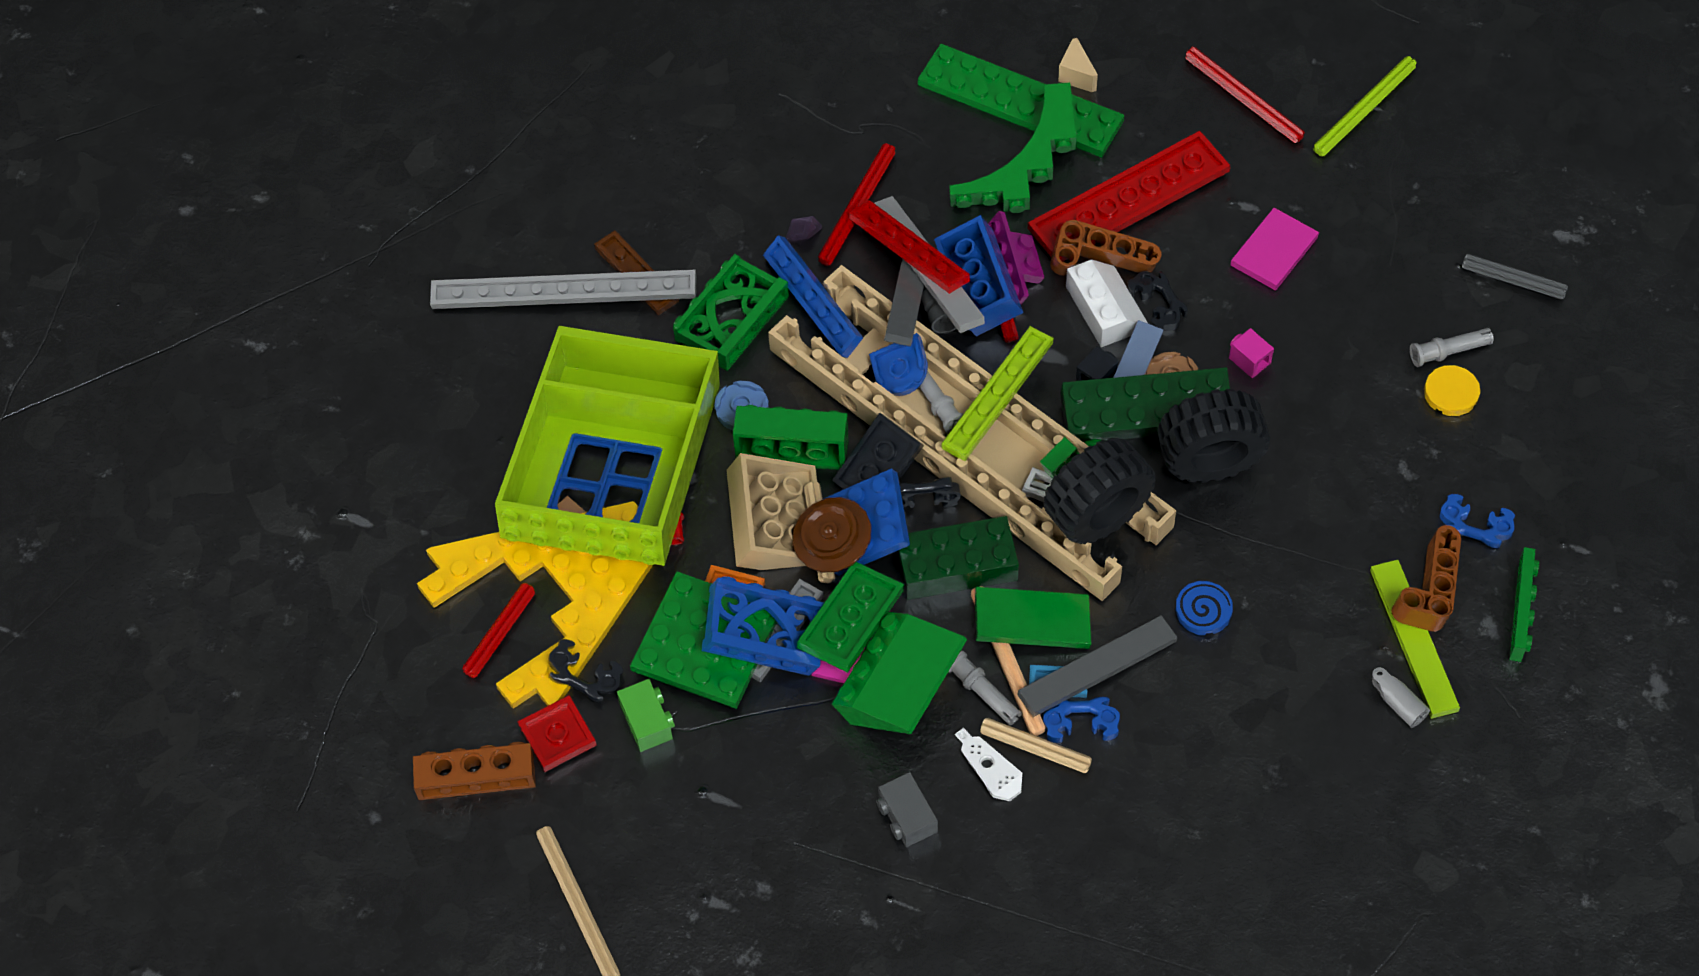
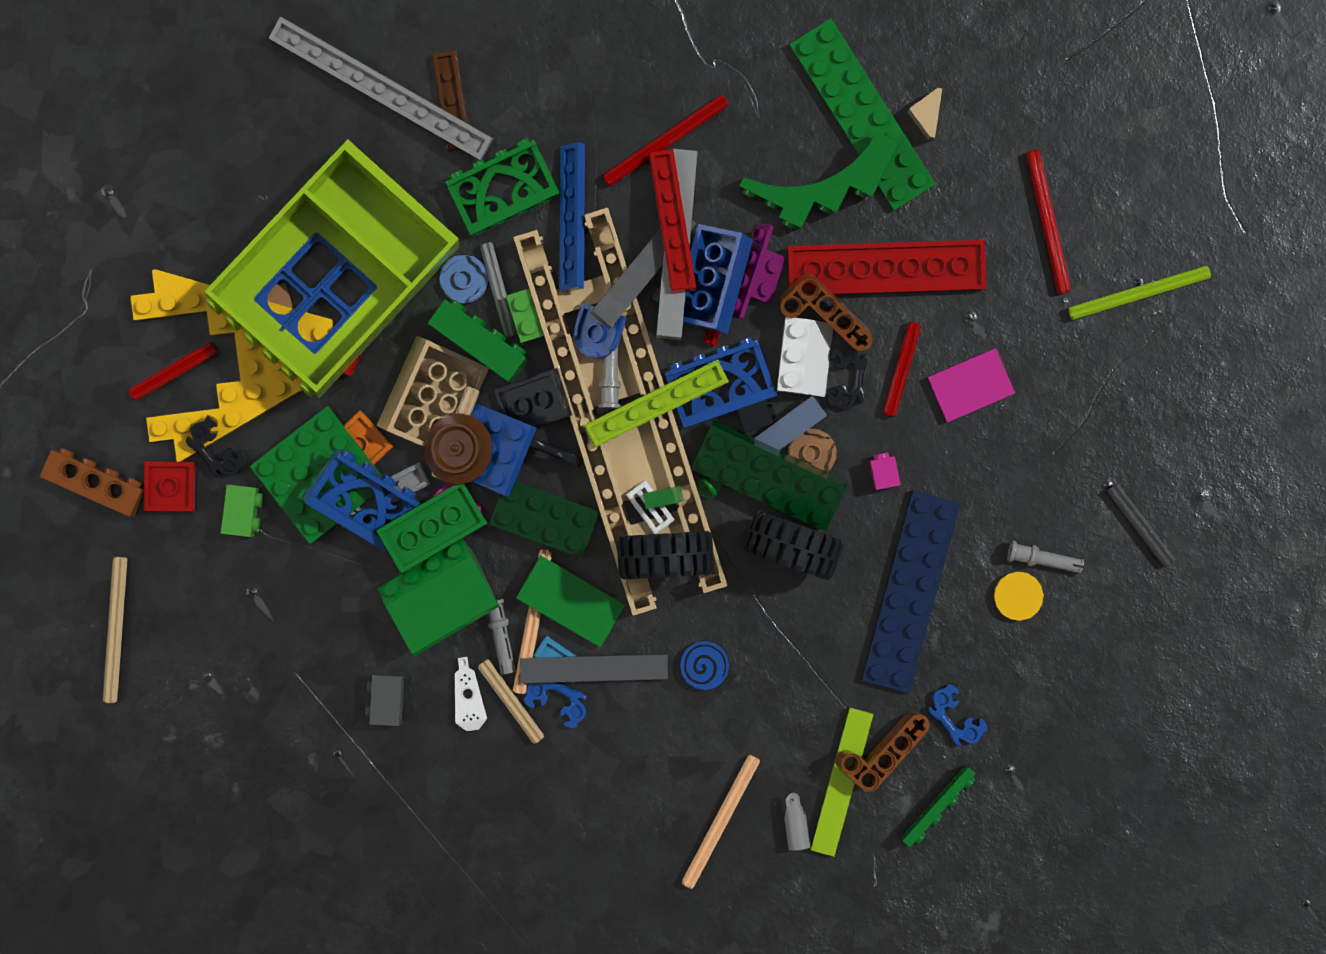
camera: 25 degrees right, 30 degrees up
(770, 387) = (498, 289): none -> light grey axle
(803, 229) = (606, 139): clear purple slope -> none
(819, 394) = (525, 316): none -> bright green brick
(1048, 394) = (753, 392): none -> blue fence
(1203, 268) = (902, 369): none -> red axle
(1324, 741) = (720, 821): none -> light nougat axle
(1352, 442) = (910, 591): none -> dark blue plate

